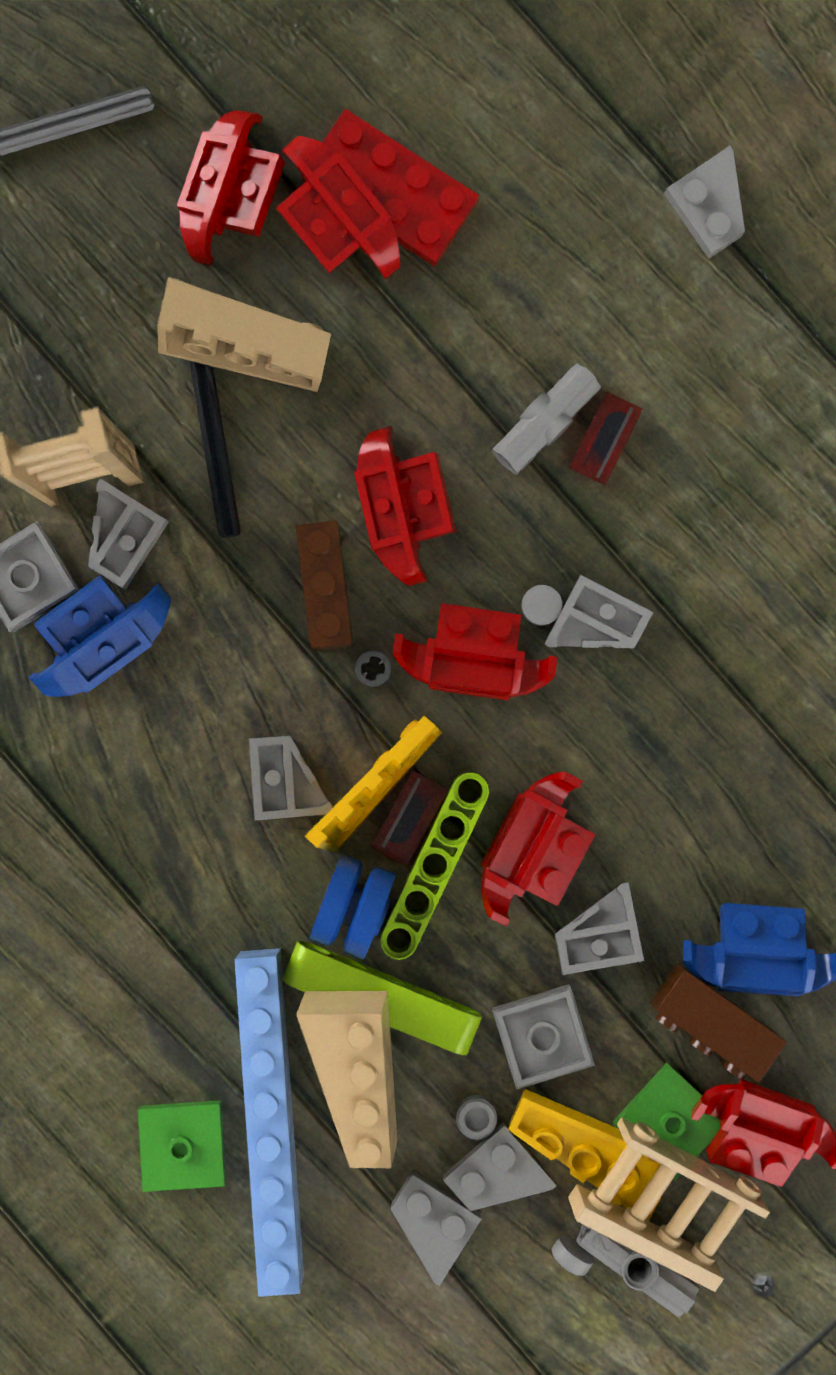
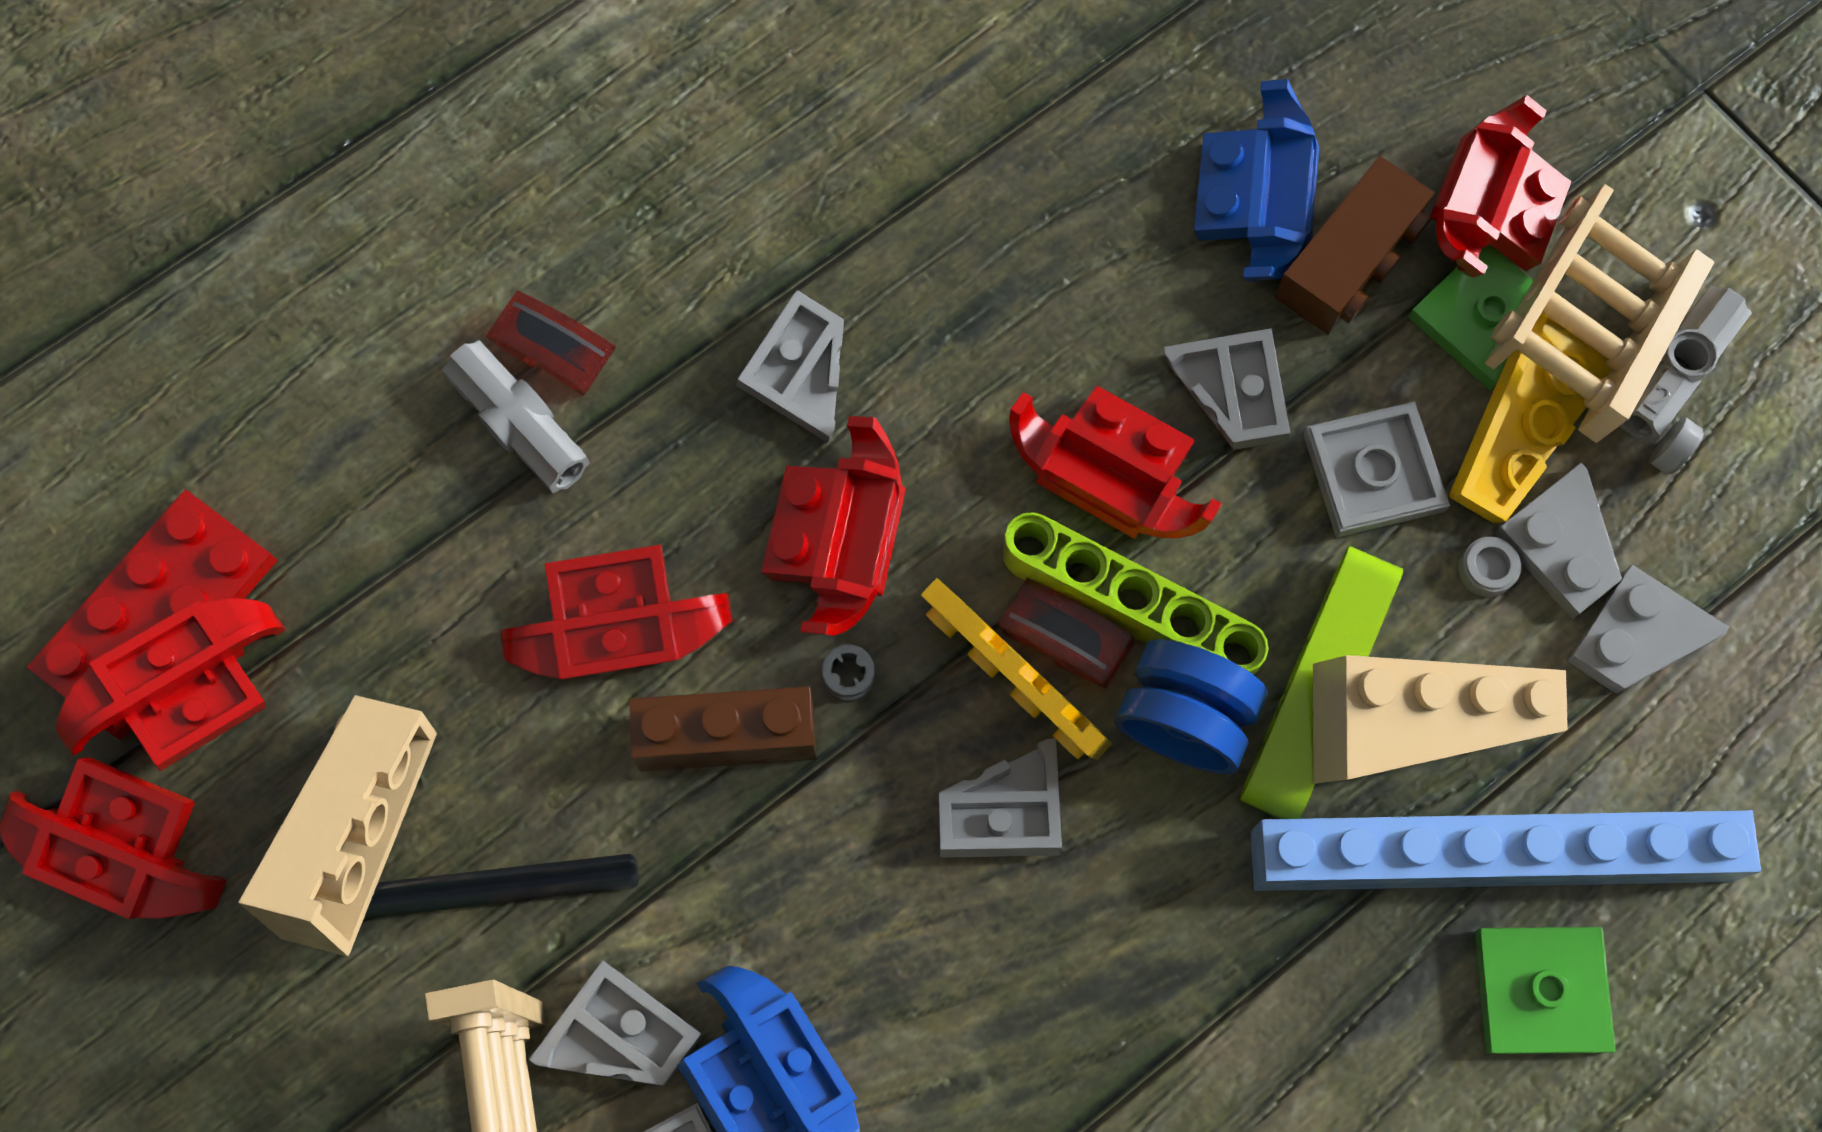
camera: 85 degrees left, 15 degrees down
(541, 605) = (775, 440): light grey tile -> none
(710, 203) = (246, 195): light grey wing -> none

